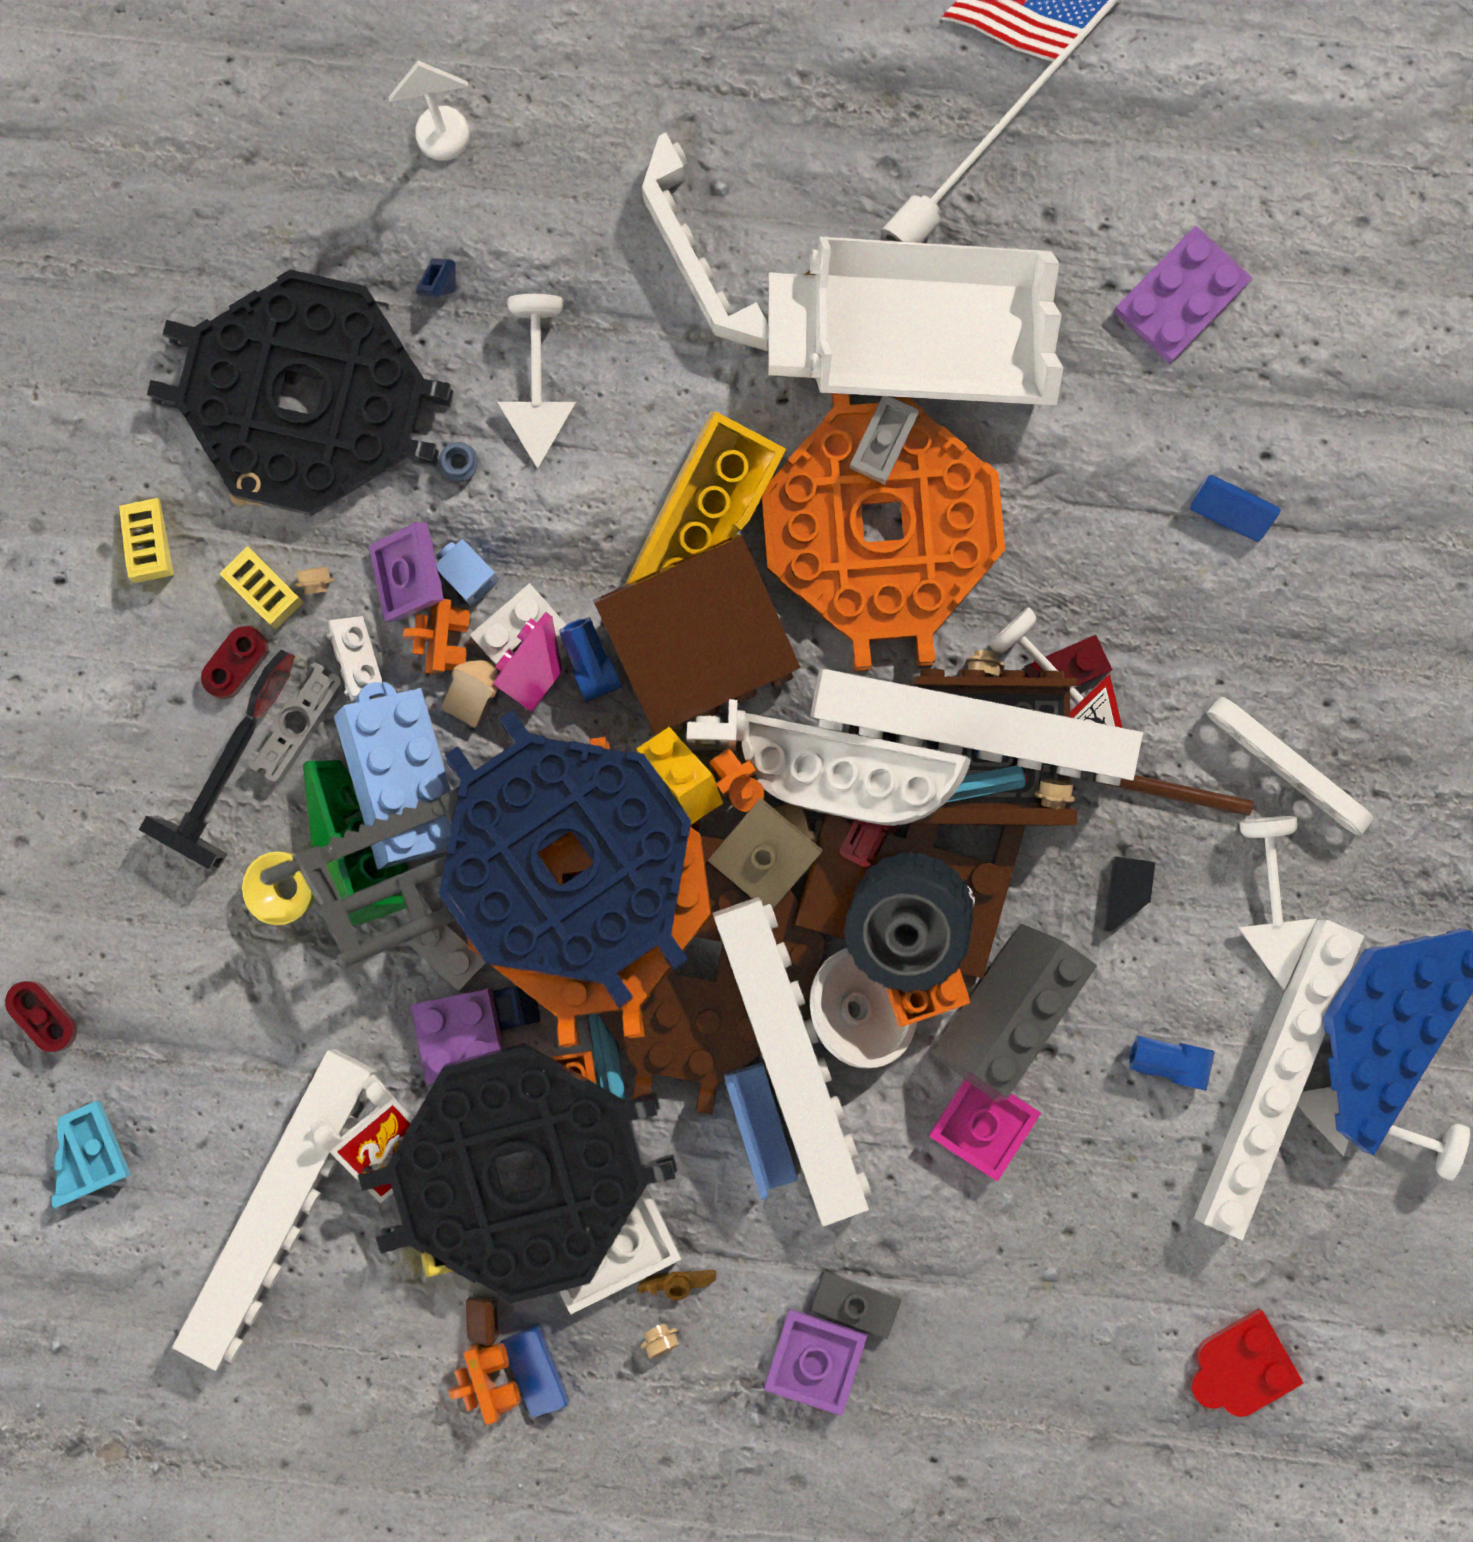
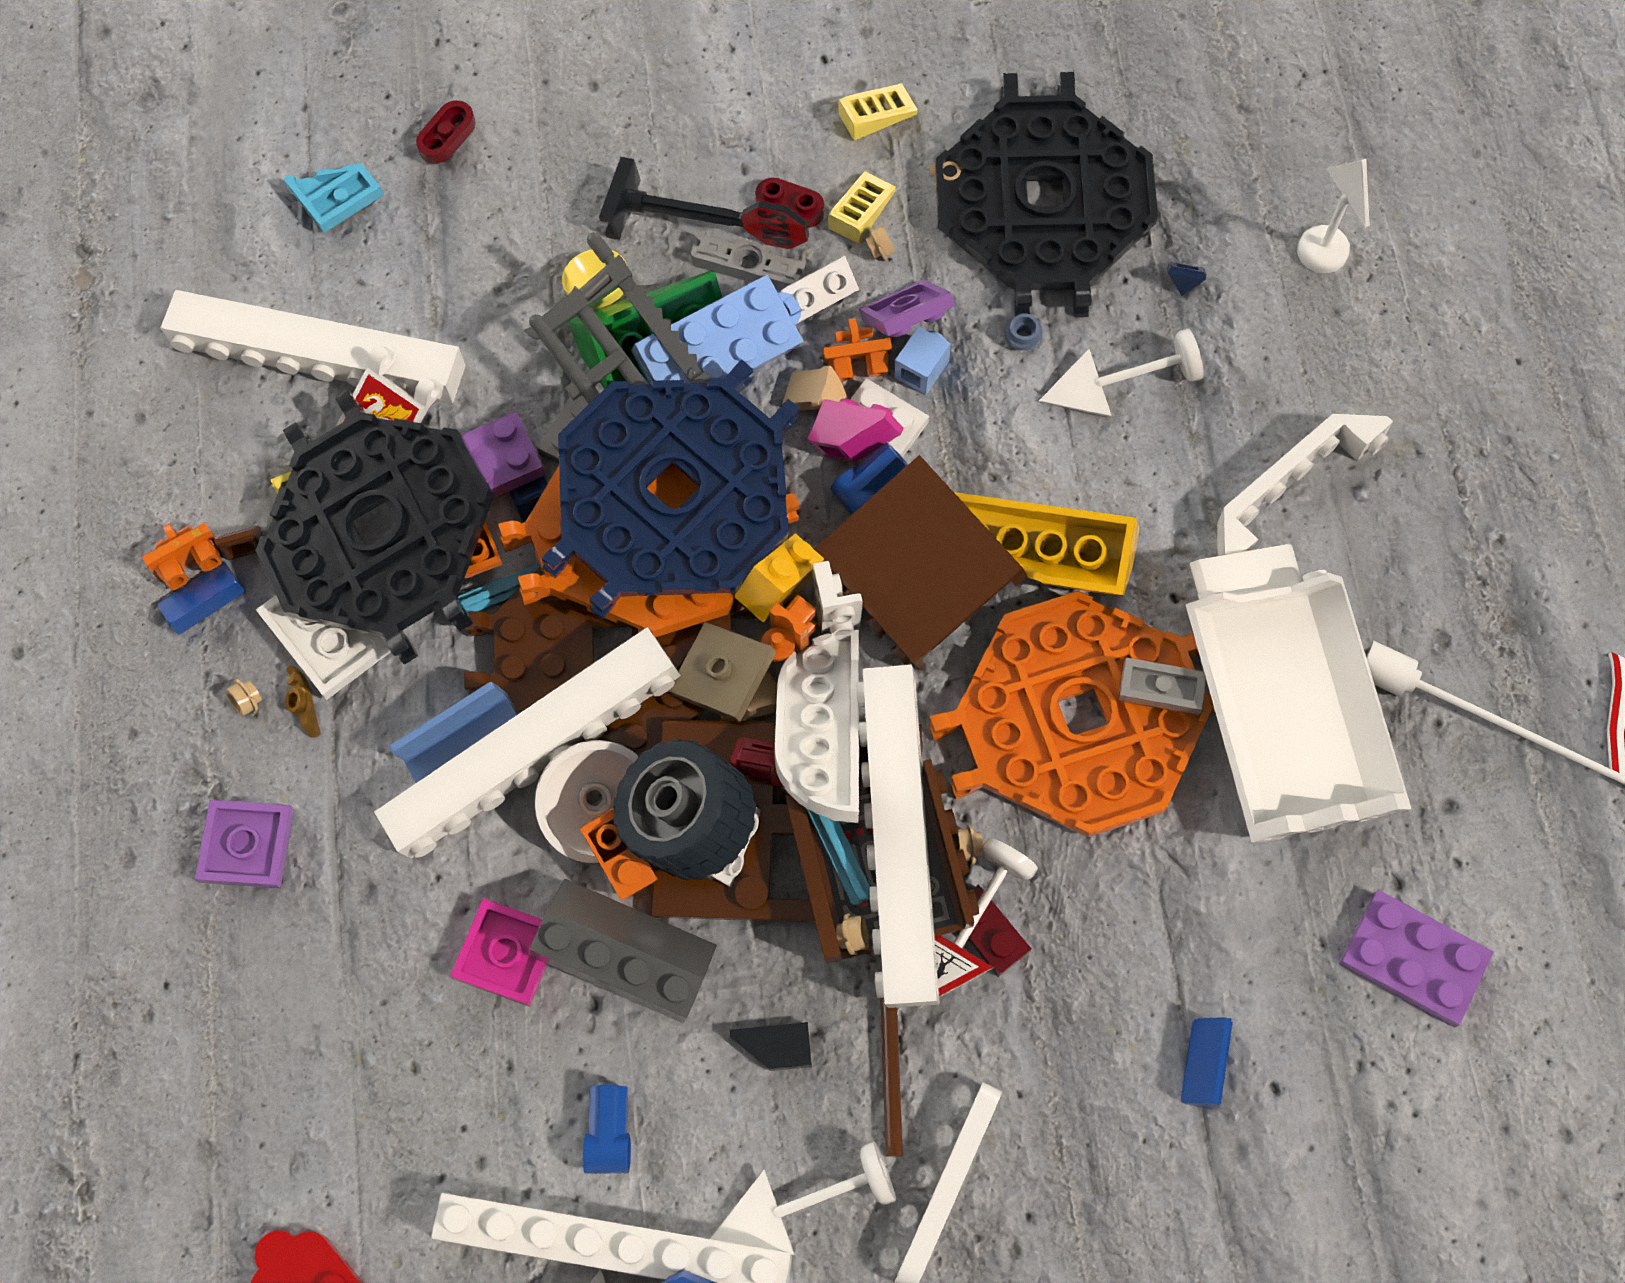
camera: 80 degrees right, 15 degrees down
(855, 1304) = (307, 871): dark grey plate -> none

